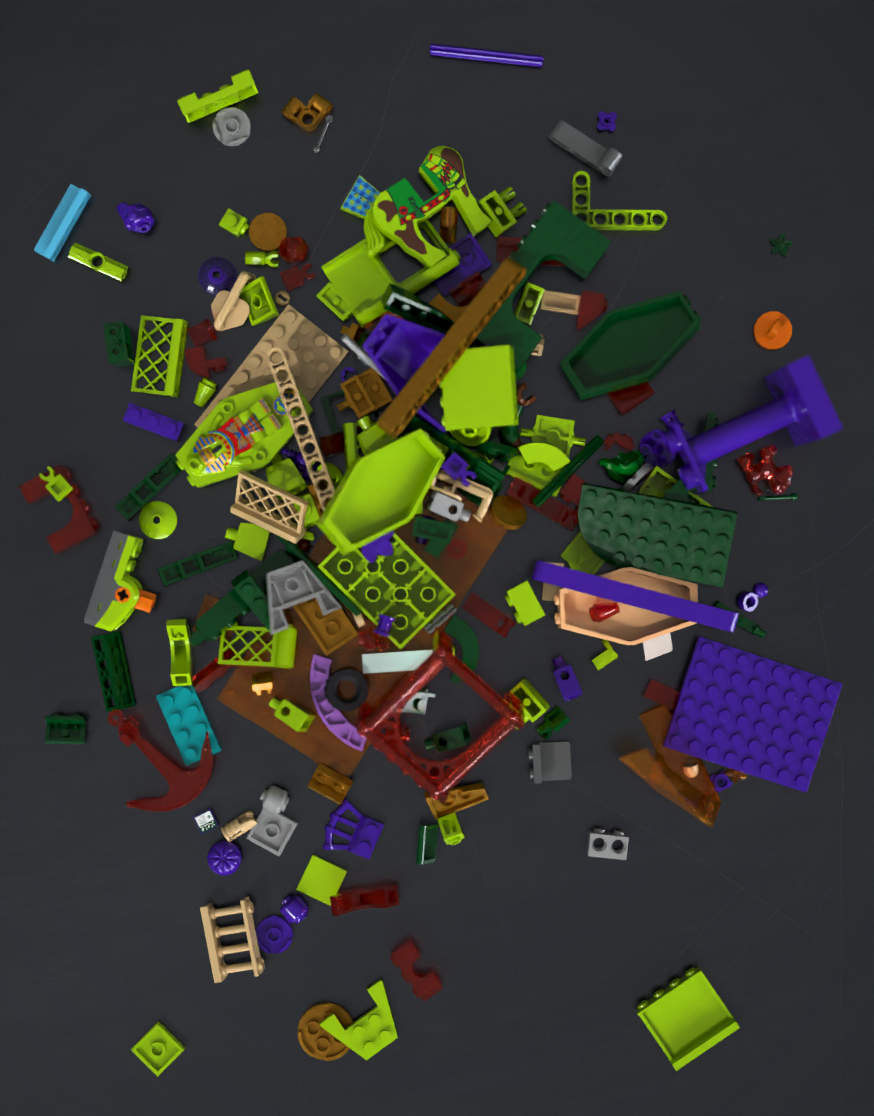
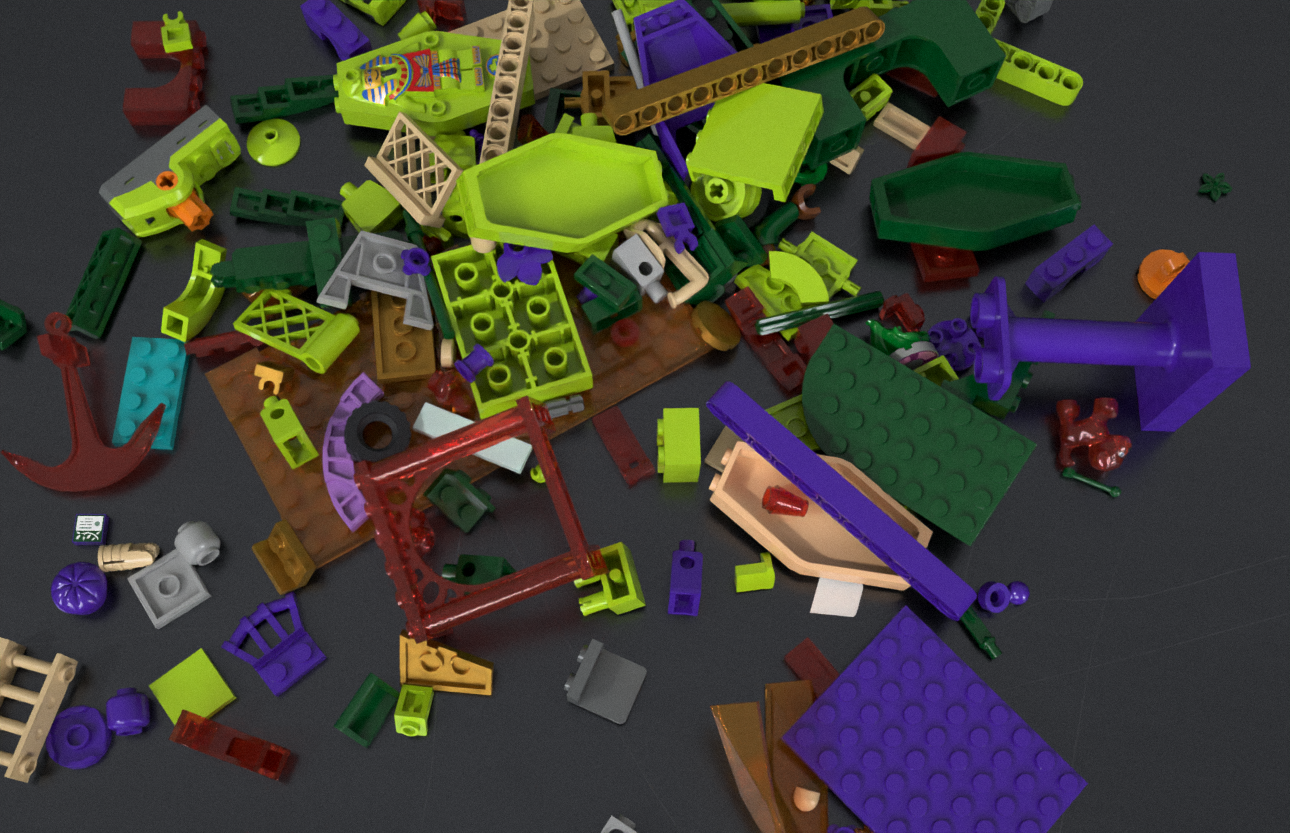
camera: 20 degrees right, 20 degrees down
(316, 575) = (419, 256): none -> dark purple plate
(464, 634) = (576, 448): dark green arch -> none
(554, 720) = (640, 629): dark green plate -> none
(709, 356) = (1062, 266): none -> dark purple arch

